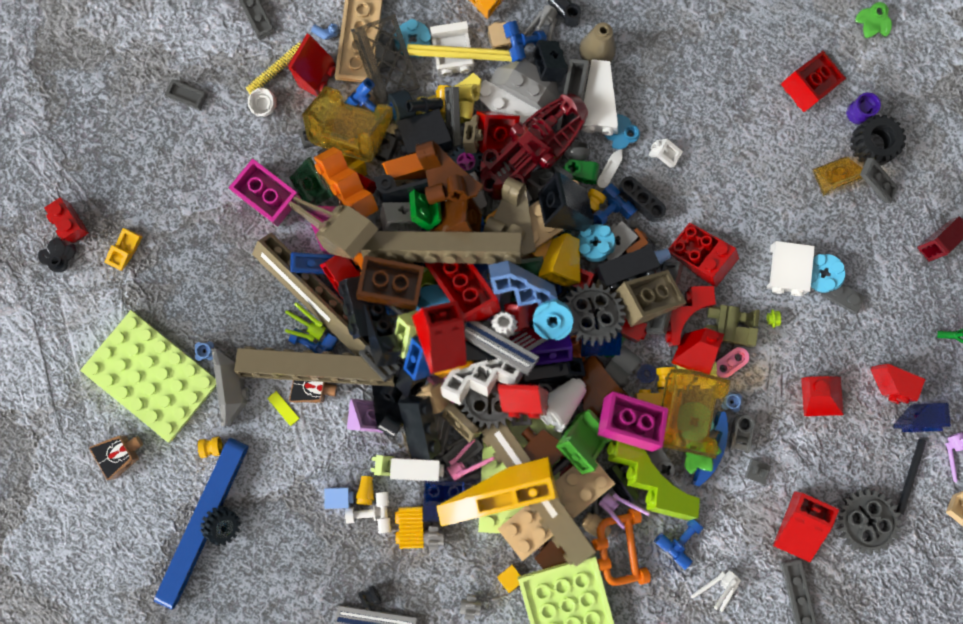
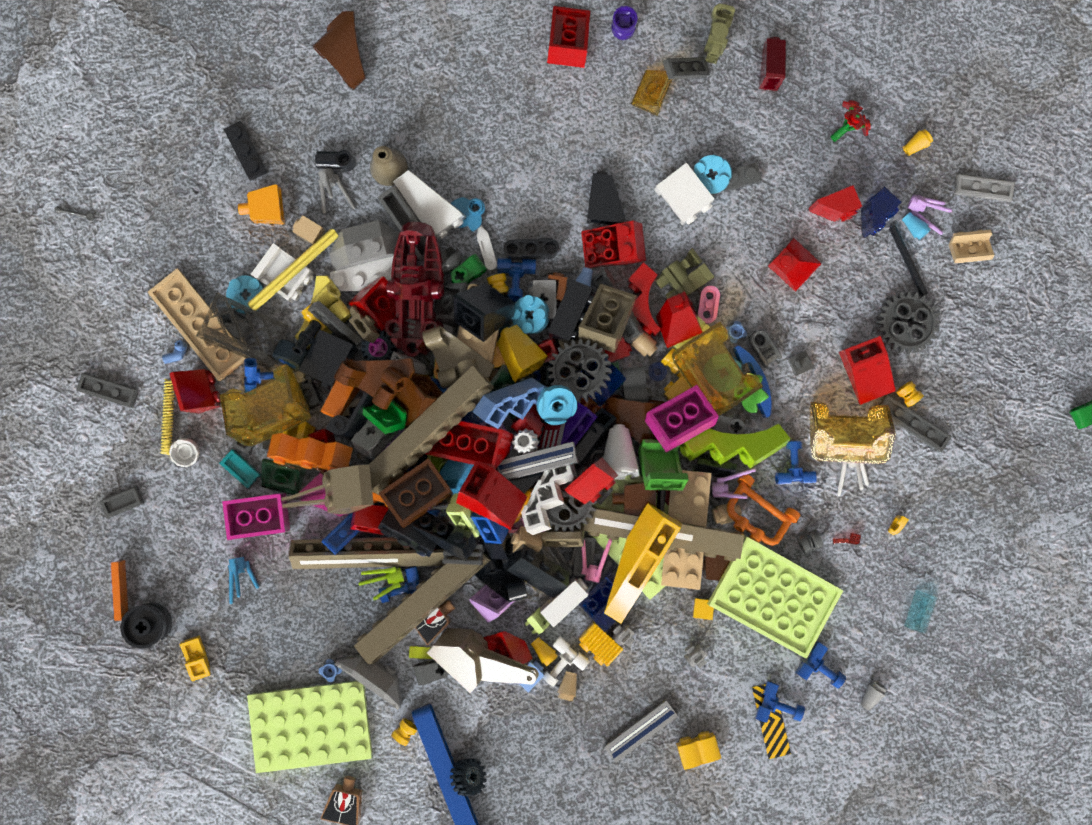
camera: 45 degrees left, 5 degrees up
(57, 252) = (150, 708): black plate -> none
(66, 220) = (132, 680): red brick -> none
(114, 192) = (146, 625): none -> black wheel
(122, 151) = (119, 589): none -> orange tile
(216, 214) = (236, 567): none -> dark azure plant
(271, 422) = (428, 672): none -> dark grey piece
(287, 151) = (240, 468): none -> teal tile
(306, 443) = (469, 660): none -> slope
(338, 462) = (509, 646): none -> red slope
(356, 534) = (568, 686): none -> tan cone
(370, 597) = (620, 719): black wheel -> none
(519, 40) = (326, 219): blue bar -> none
(550, 61) = (364, 212): black brick -> none
(638, 609) = (810, 541): none -> dark grey wheel
(656, 345) = (645, 344): none -> tan brick
(666, 152) = (514, 196): white bracket -> none
(727, 216) = (604, 201): none -> black slope
(744, 564) = (851, 437): none -> clear yellow windscreen
(774, 318) = (708, 242): lime plate -> none
(817, 579) = (909, 393): none -> yellow wheel
(887, 130) = (657, 22): black tyre -> none
(924, 180) = (718, 31): none -> olive hips
(941, 457) = (916, 226): none -> medium azure cone

